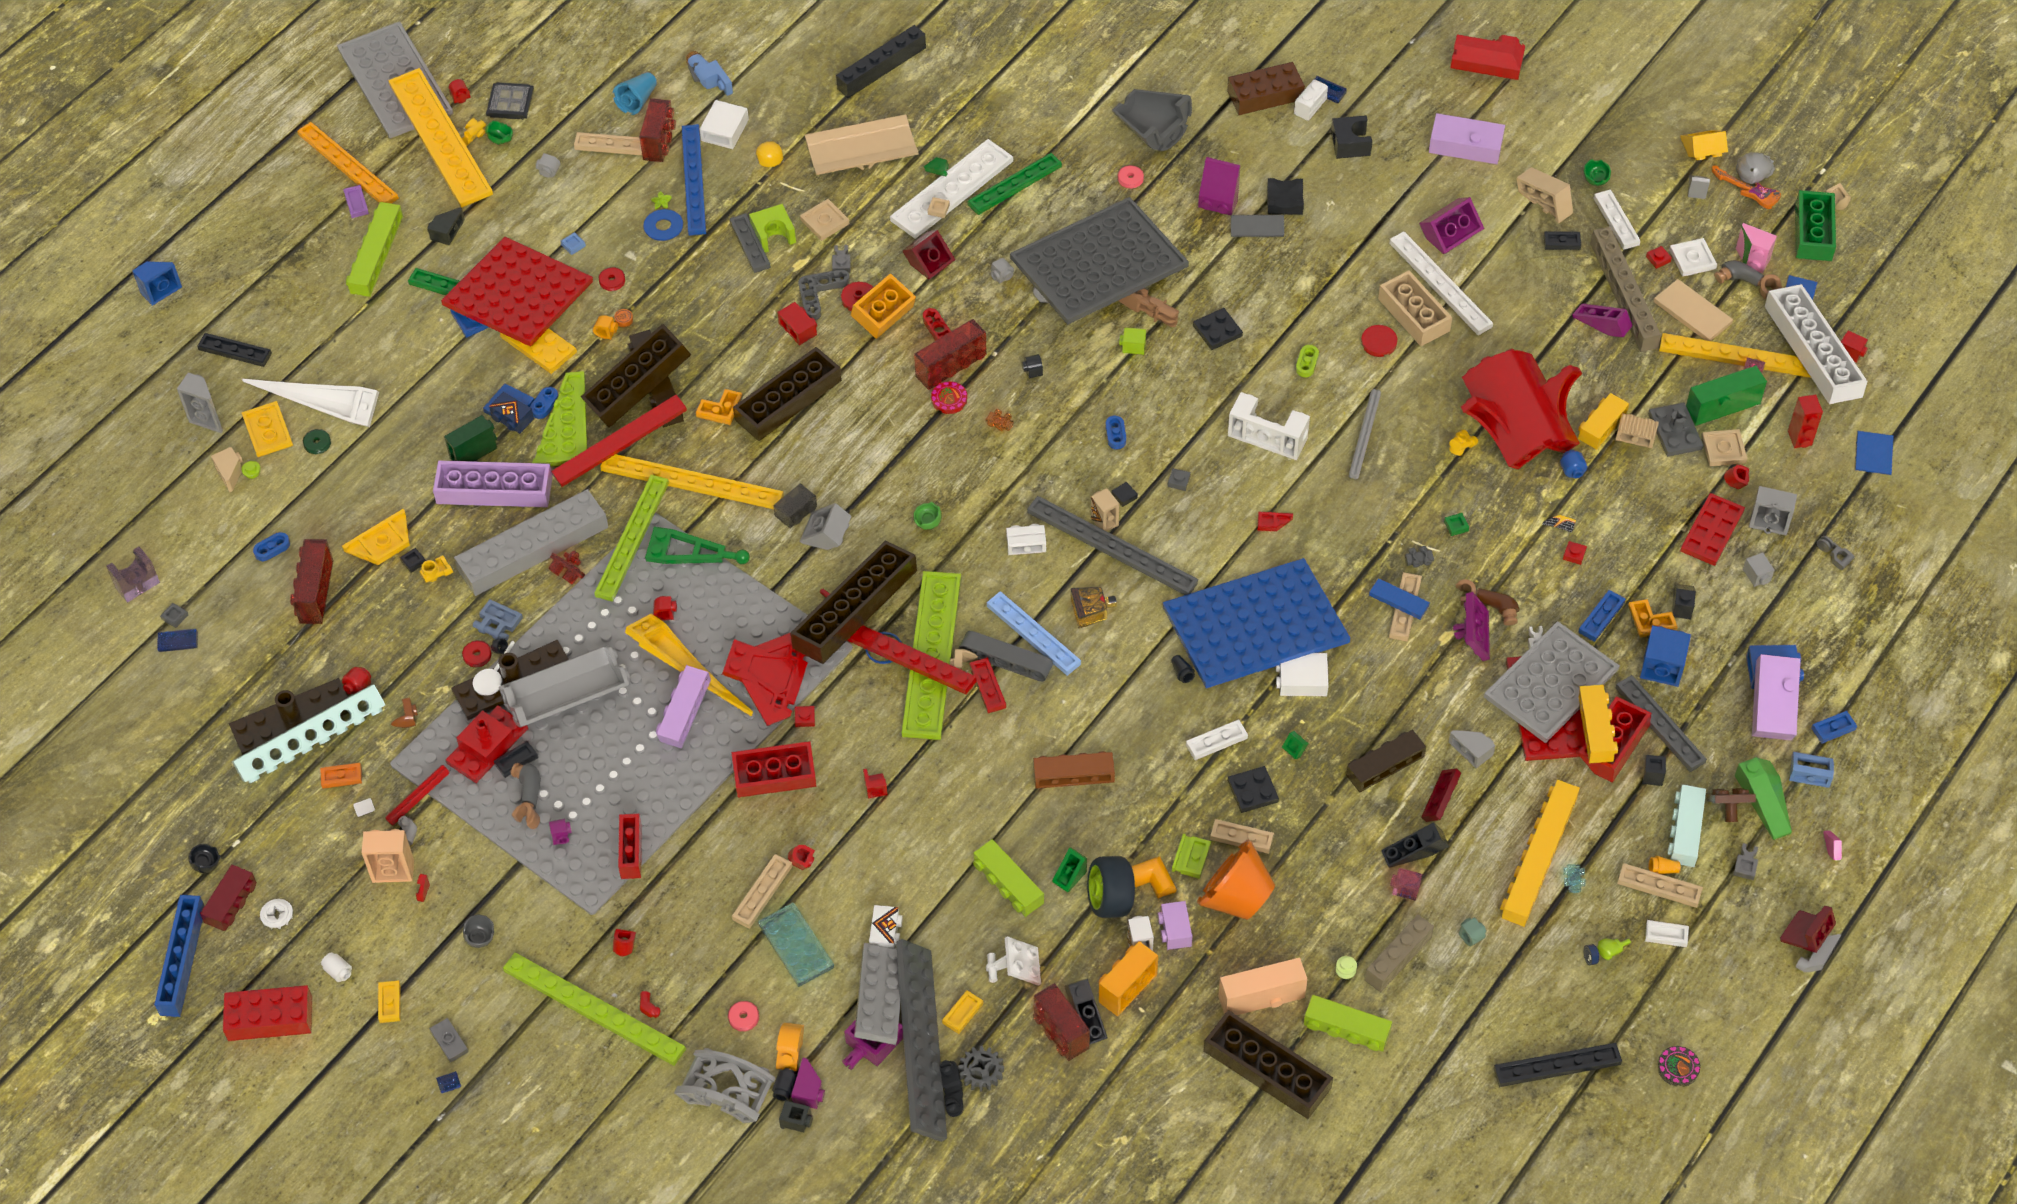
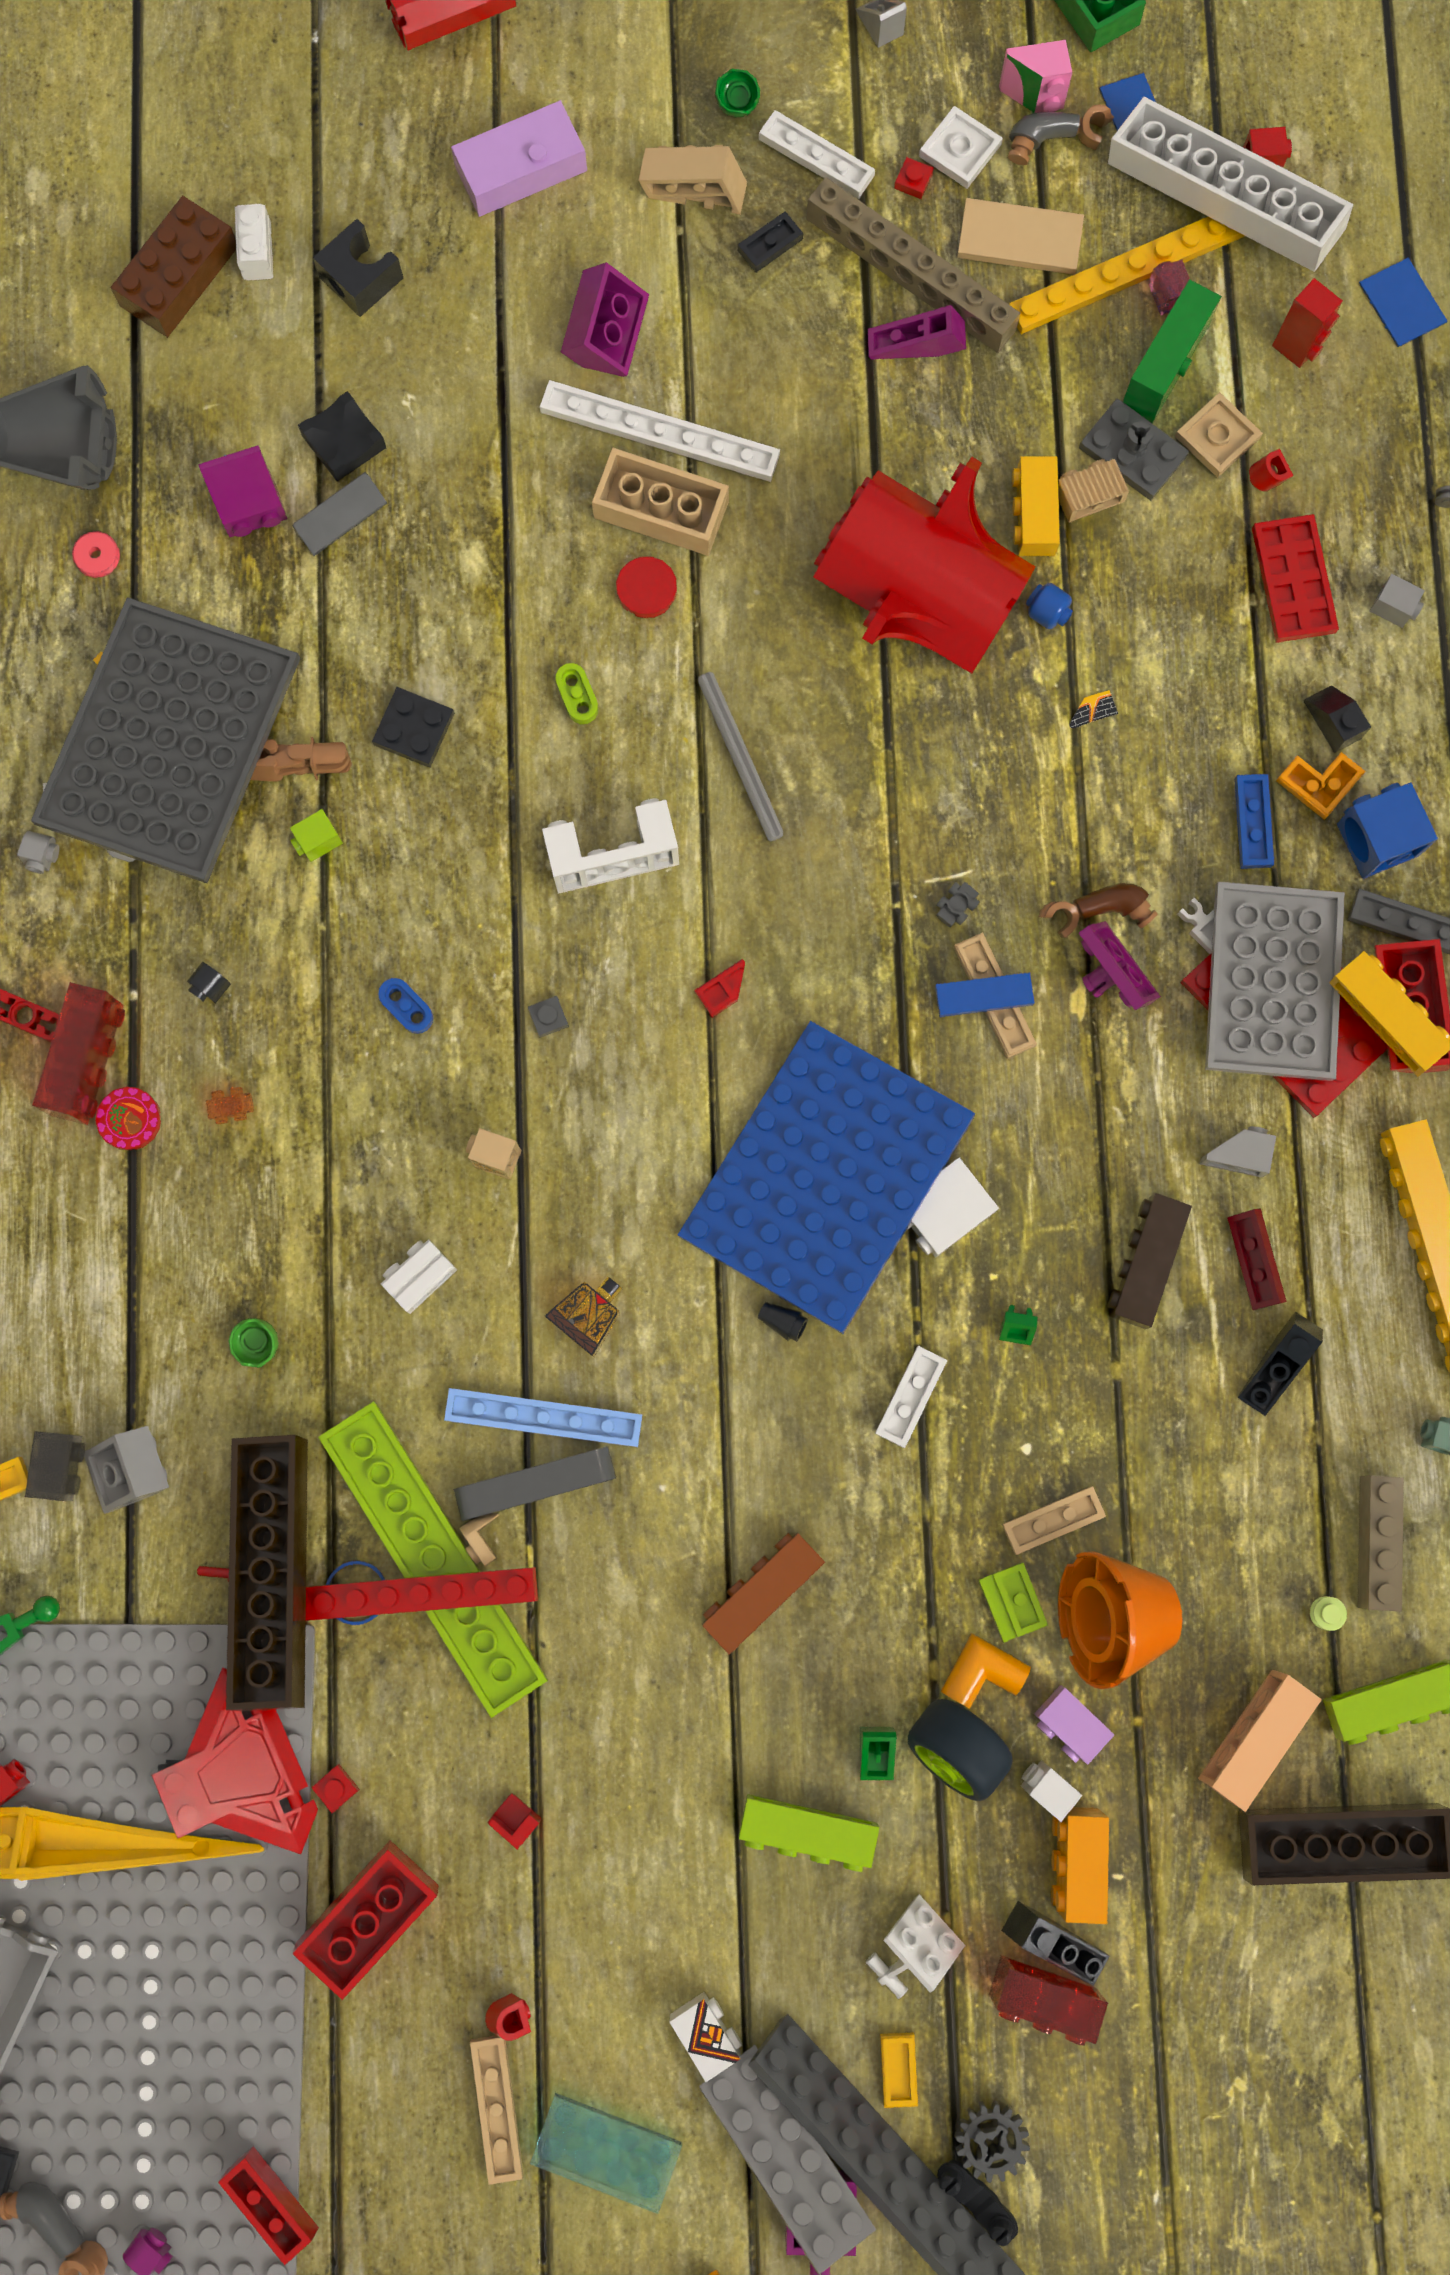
camera: 40 degrees left, 25 degrees up
(683, 706) = (163, 1927): lavender brick -> none
(988, 685) = (546, 1548): red plate -> none
(1112, 546) = (541, 1195): dark grey plate -> none
(1124, 494) = (492, 1096): black tile -> none
(1253, 789) = (1011, 1434): black plate -> none
(1335, 92) = (276, 200): clear blue tile -> none
(1406, 883) = (1312, 1429): clear pink brick -> none
(1456, 524) = (968, 815): green plate -> none
(1461, 441) = (880, 676): yellow plate -> none
(1574, 552) = (1147, 745): red plate -> none
(1772, 510) = (1359, 496): light grey brick -> none

